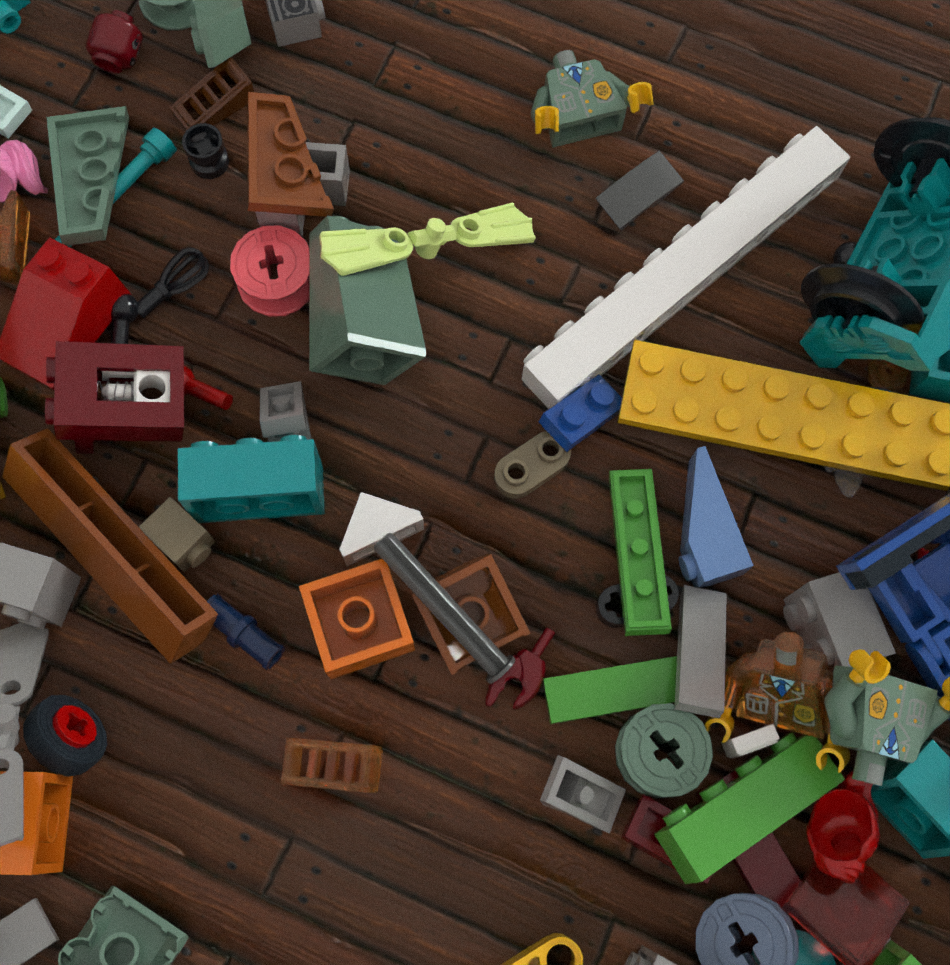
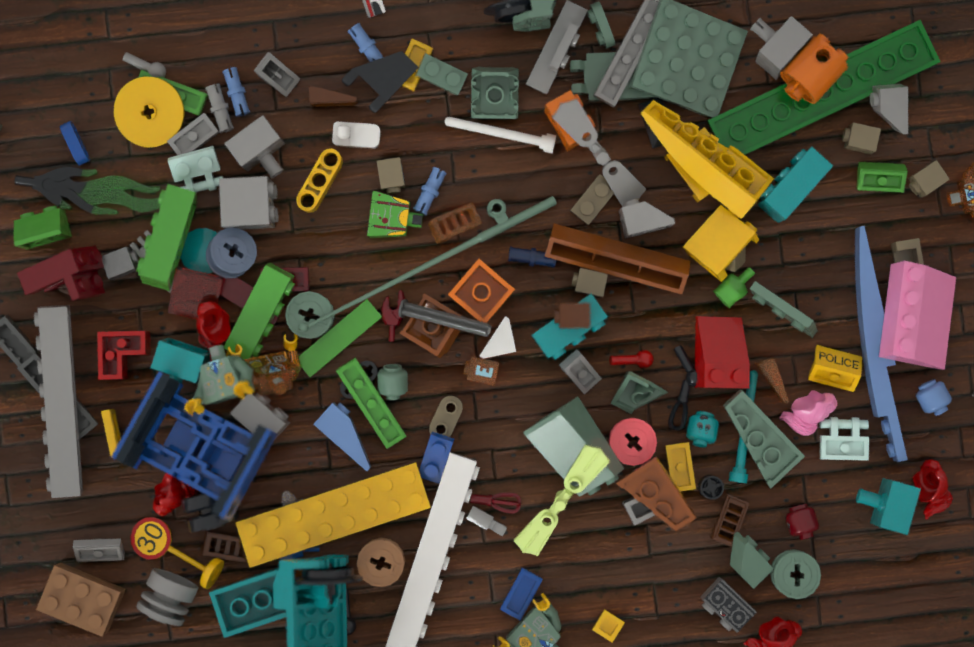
camera: 160 degrees right, 15 degrees up
(65, 735) = (577, 166): black wheel -> none
(86, 666) = (593, 200): none -> dark tan plate
(93, 811) = (545, 142): none -> white piece
(126, 372) = (675, 317): dark red brick -> none
(161, 230) = (702, 429): none -> teal head
(222, 467) = (573, 316): none -> reddish brown slope
(225, 205) = (680, 465): none -> yellow plate
(225, 342) = (635, 392): none -> sand green slope
(253, 713) = (503, 224): none -> sand green piece
(338, 846) = (429, 191): none -> medium blue pin
(387, 916) = (391, 175): none -> dark tan brick
(430, 840) = (391, 216): none -> bright green torso
(435, 497) = (481, 370): none -> clear orange brick
(470, 61) = (608, 625): none -> yellow plate
(534, 311) = (491, 500): none -> dark red piece
(559, 285) = (485, 520): none -> light grey bar
(567, 167) = (521, 593): none -> blue tile
(582, 794) = (335, 274): light grey slope -> none
(585, 564) = (392, 381): none -> sand green head
(639, 190) = (474, 599): dark grey slope -> none
(701, 652) = (316, 371): light grey tile -> none
(751, 312) = (371, 572): none -> medium nougat piece
(751, 741) = (272, 343): white tile -> none

